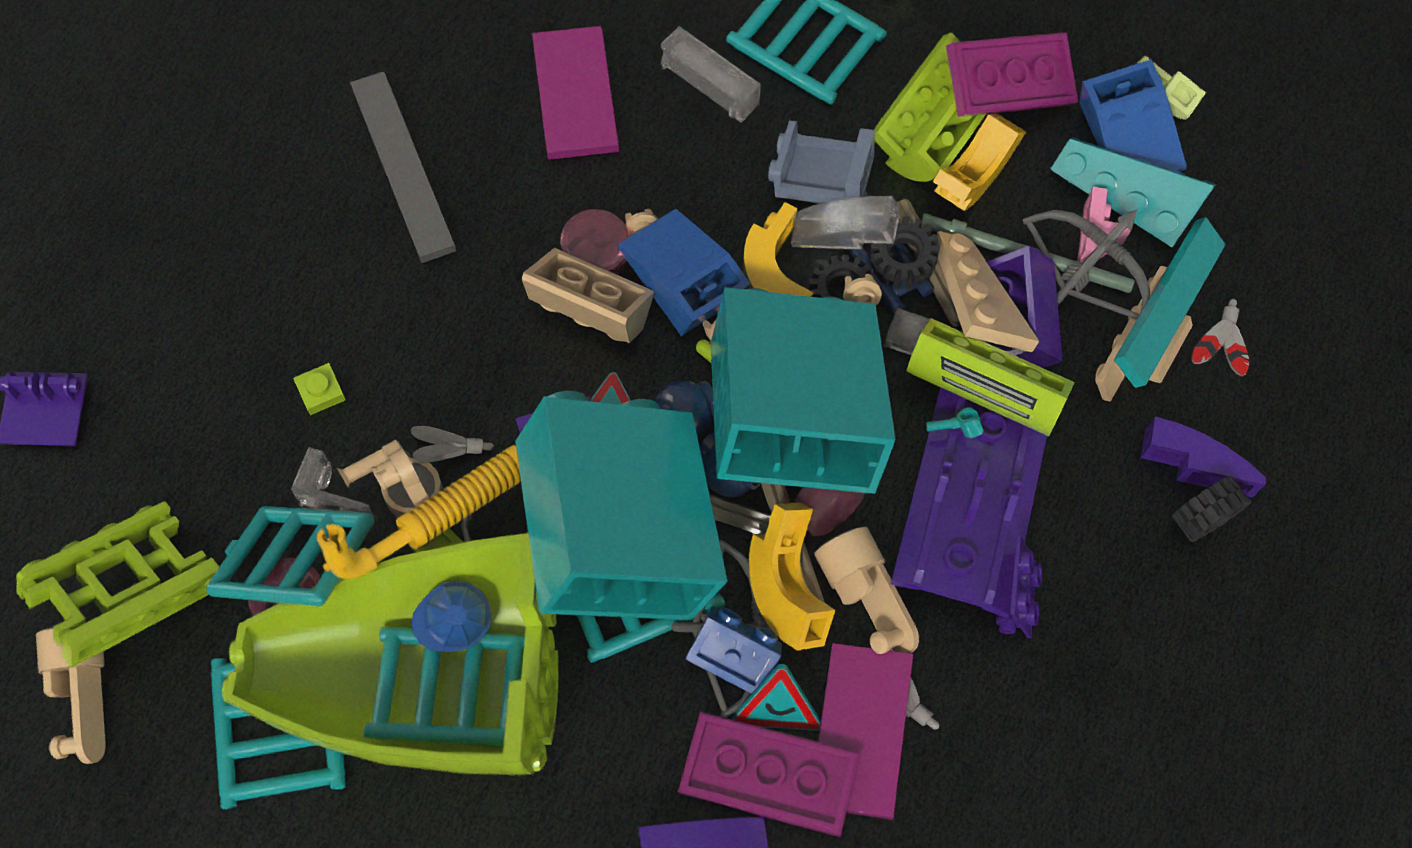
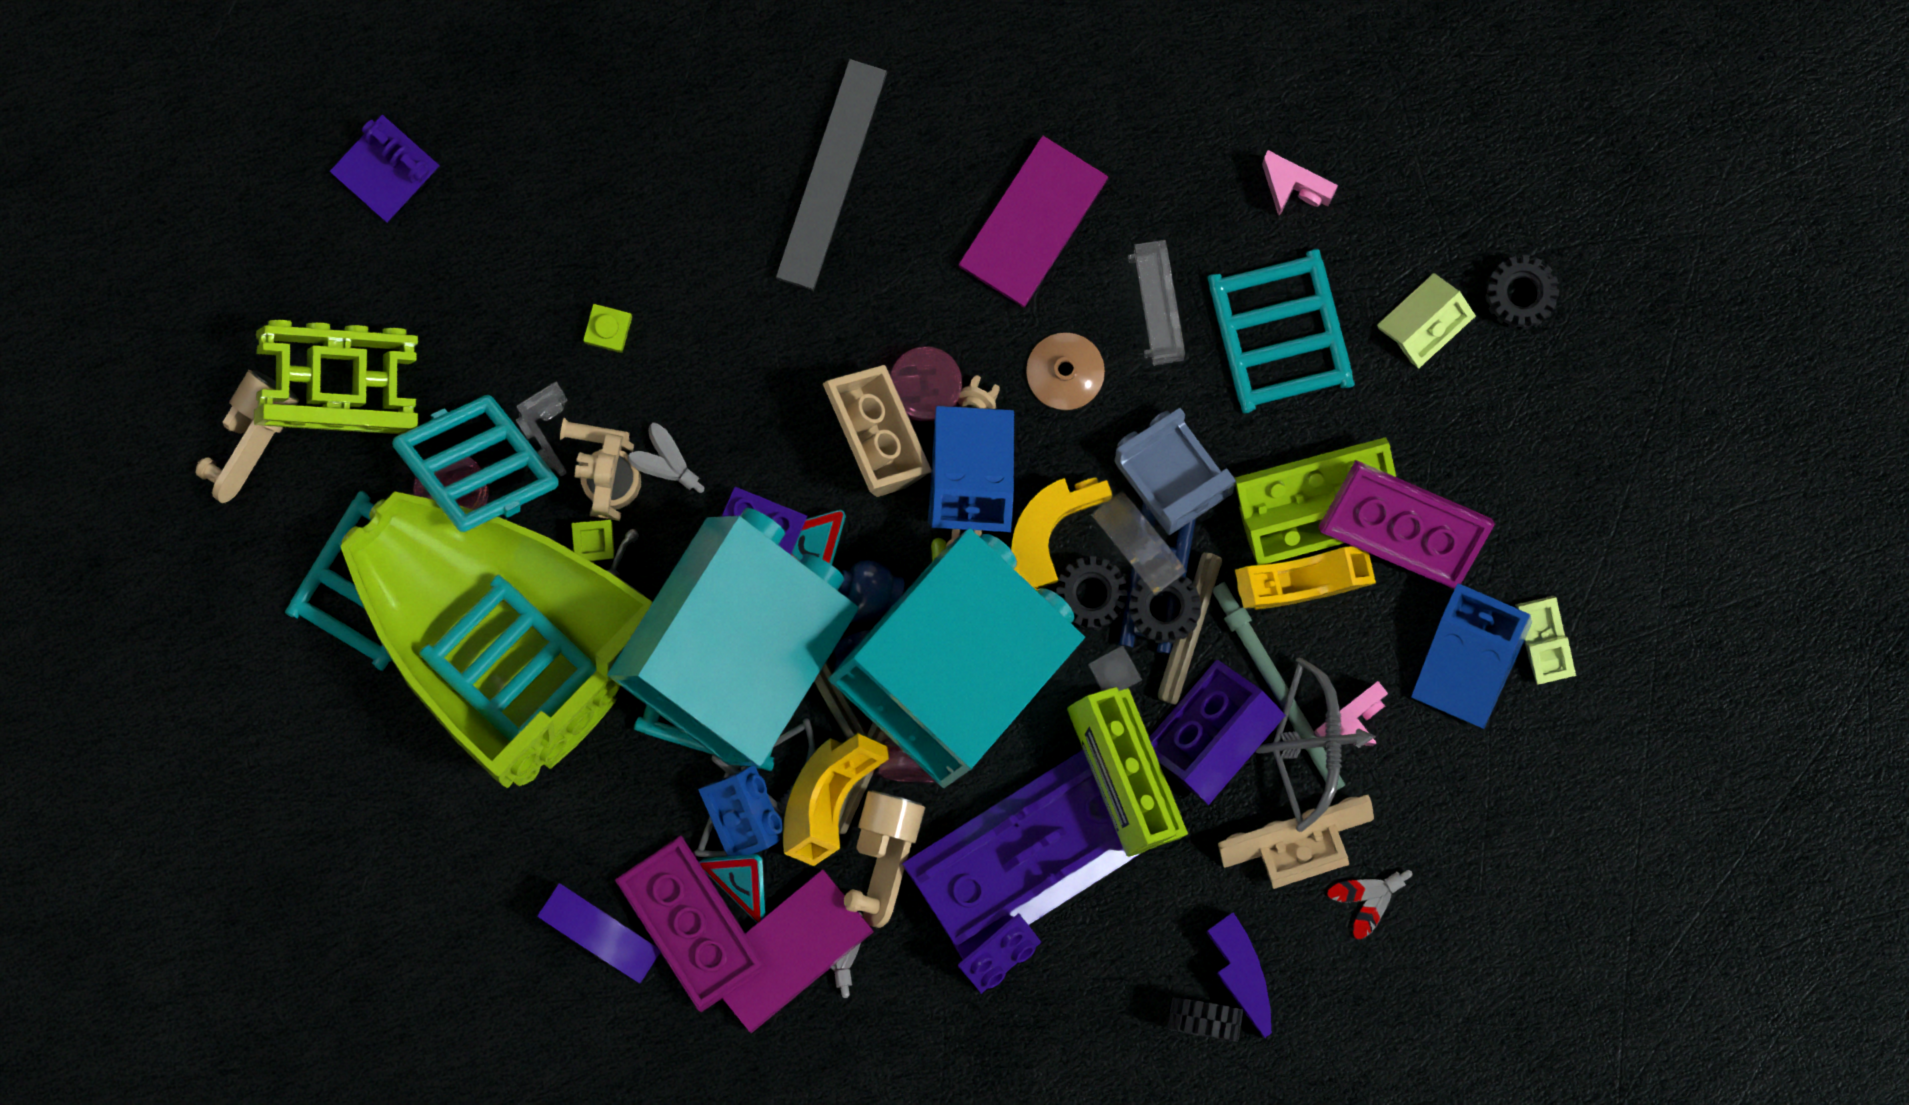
camera: 50 degrees right, 15 degrees up
(426, 519) = (595, 524): yellow piece -> none
(451, 617) = (552, 614): blue piece -> none
(682, 181) = (1059, 390): none -> medium nougat dish
(862, 290) = (1091, 616): tan plate -> none
(966, 419) = (1078, 787): teal hand -> none
(979, 297) = (1183, 698): tan wing -> none
(1162, 197) = (1421, 727): teal wing -> none
(1169, 303) = (1340, 831): teal tile -> none

